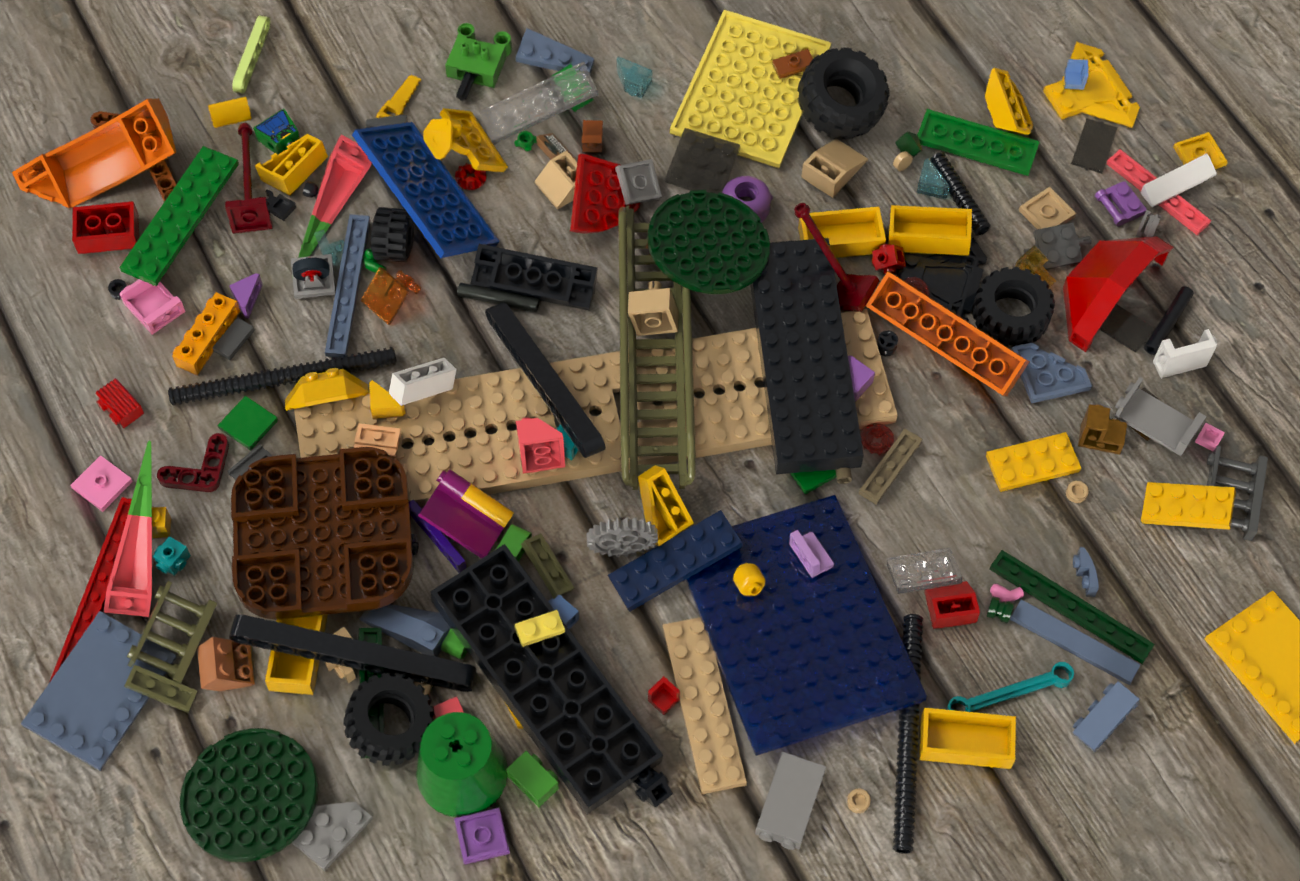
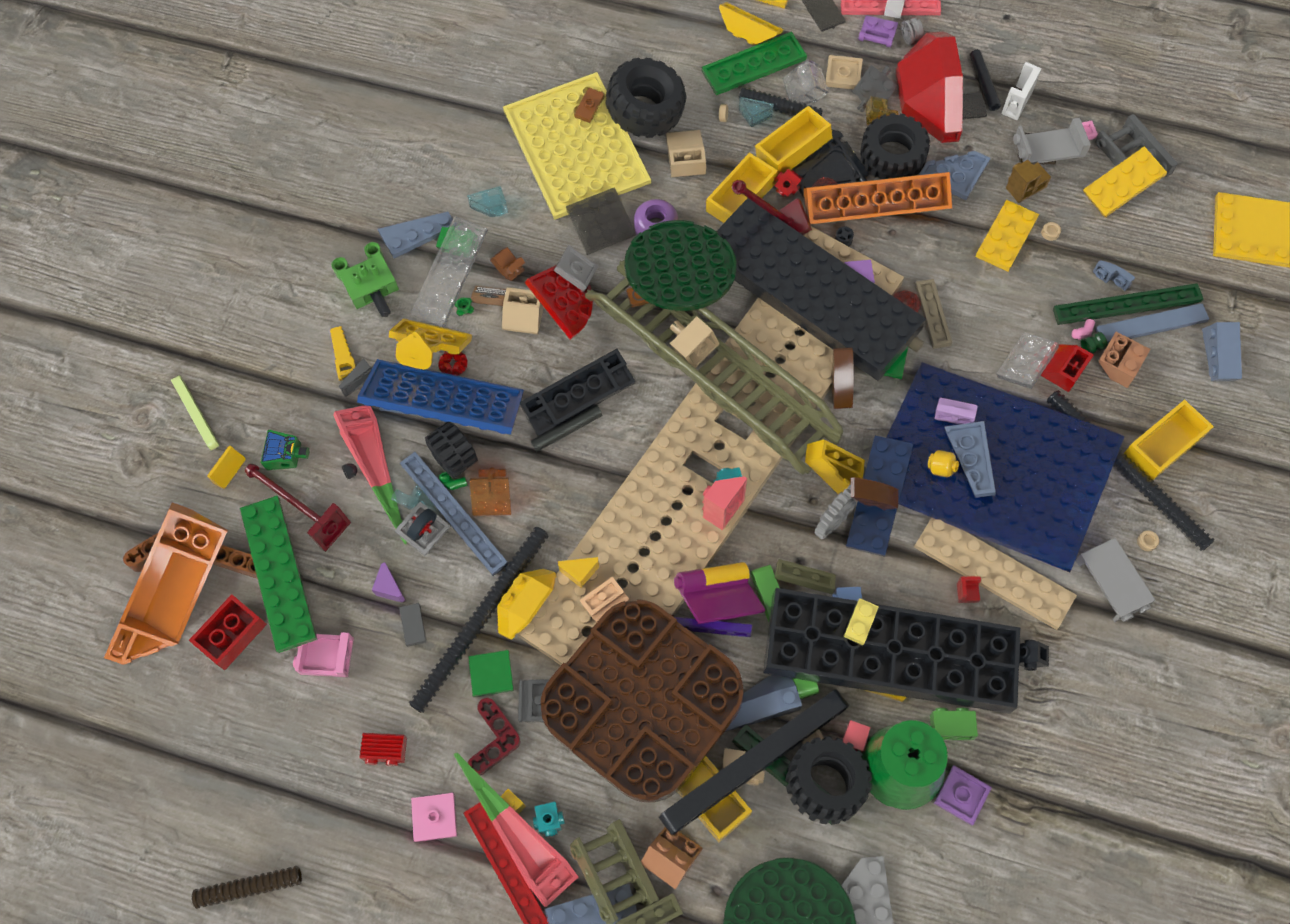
camera: 40 degrees left, 5 degrees up
(112, 287) = (280, 671): black bush -> none
(204, 334) = (390, 639): light orange brick -> none
(280, 205) = (343, 499): black plate -> none
(293, 165) = (319, 464): yellow wedge -> none
(422, 381) = (595, 530): white brick -> none
(545, 380) = (672, 453): black beam -> none
(658, 545) = (874, 493): none -> reddish brown slope
(747, 445) = (842, 378): none -> reddish brown slope
(785, 592) = (973, 454): none -> sand blue wing
(910, 143) = (716, 98): dark green slope -> none
(1001, 193) = (805, 83): none -> clear slope
(1008, 642) = (1123, 359): none -> nougat slope
(1016, 689) = (1153, 388): teal piece -> none

